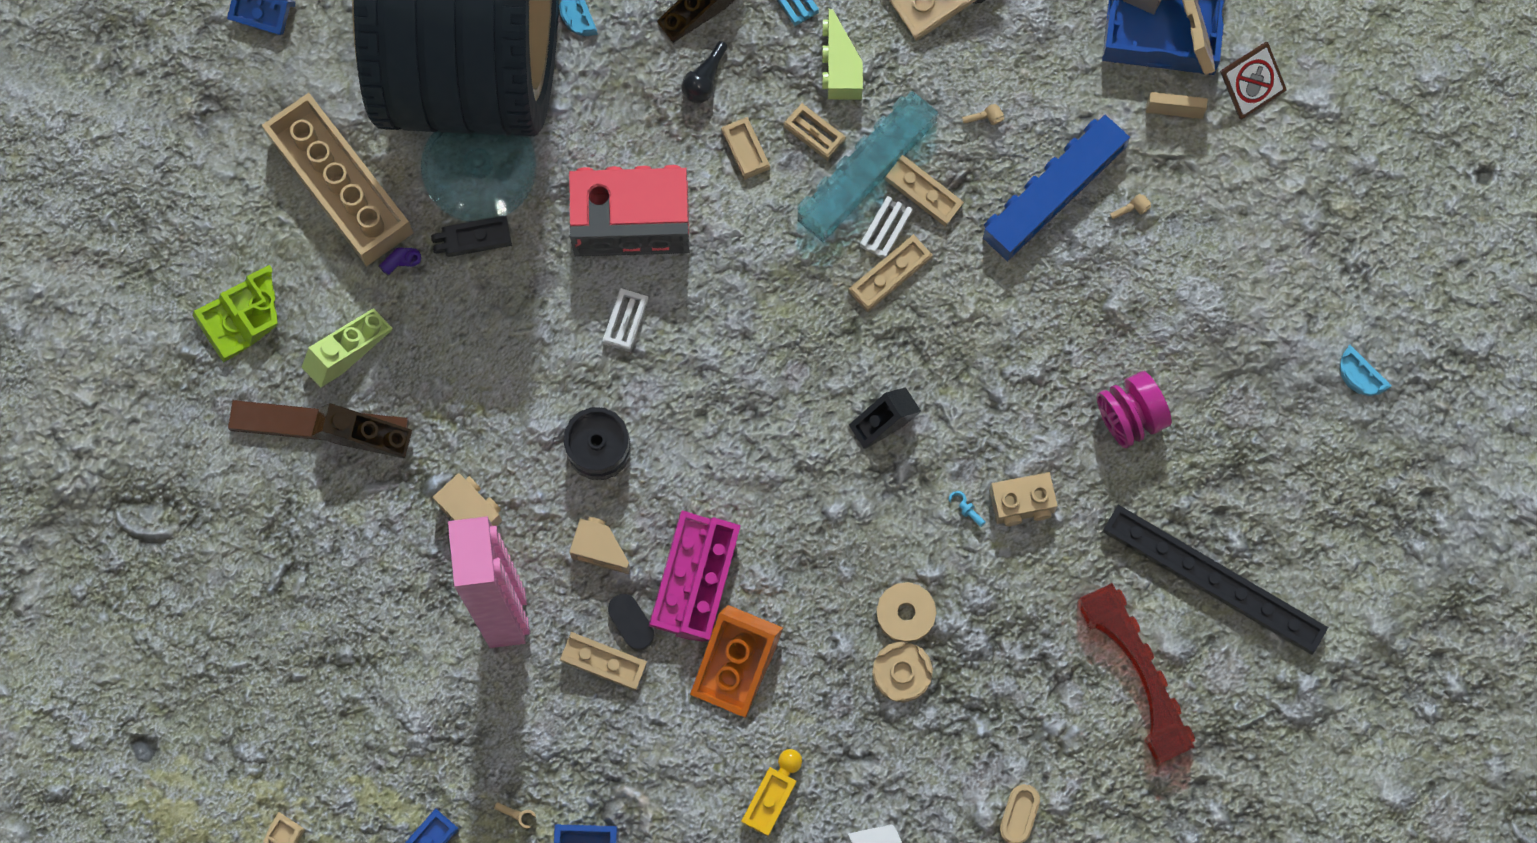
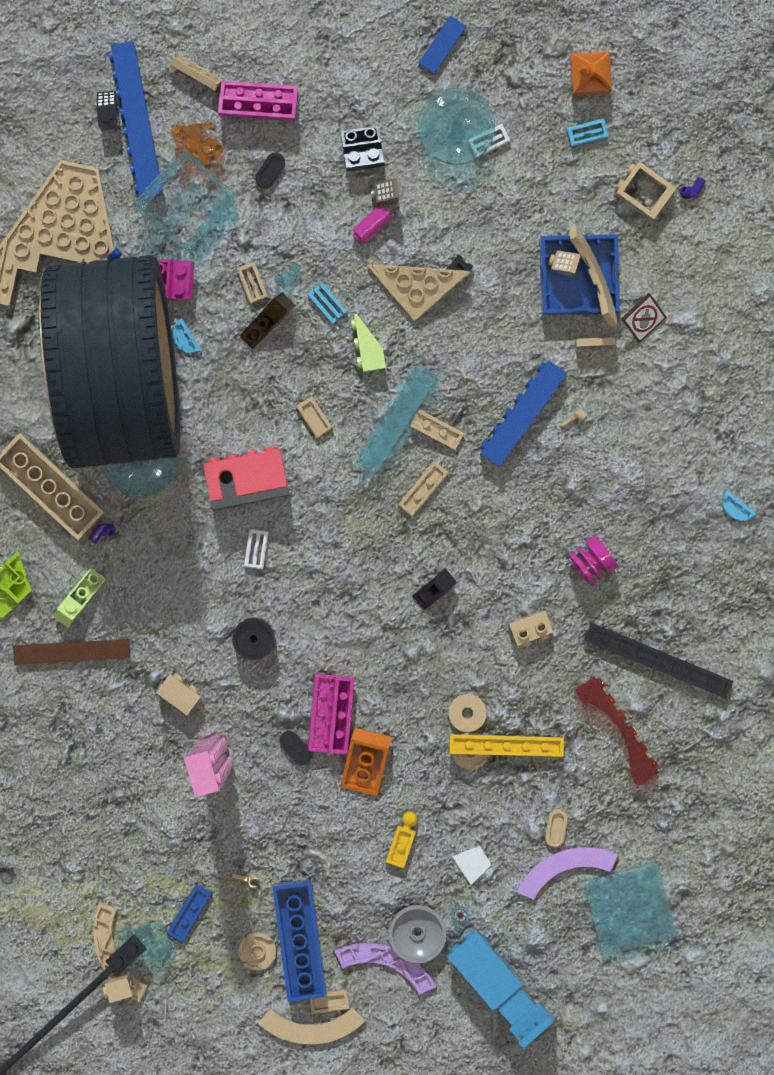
camera: 10 degrees left, 15 degrees up
(360, 431) = (101, 655): dark brown slope -> none
(473, 237) = (147, 509): black hinge -> none
(598, 546) = (266, 703): tan slope -> none
(603, 661) = (282, 776): tan hinge -> none
(698, 85) = (275, 380): black piece -> none
(804, 137) = (344, 390): tan tile -> none
(897, 207) = (410, 473): white tile -> none
(959, 668) = (506, 745): none -> yellow plate
(967, 509) = (496, 639): medium azure hand -> none
(992, 112) = (474, 367): tan hand -> none

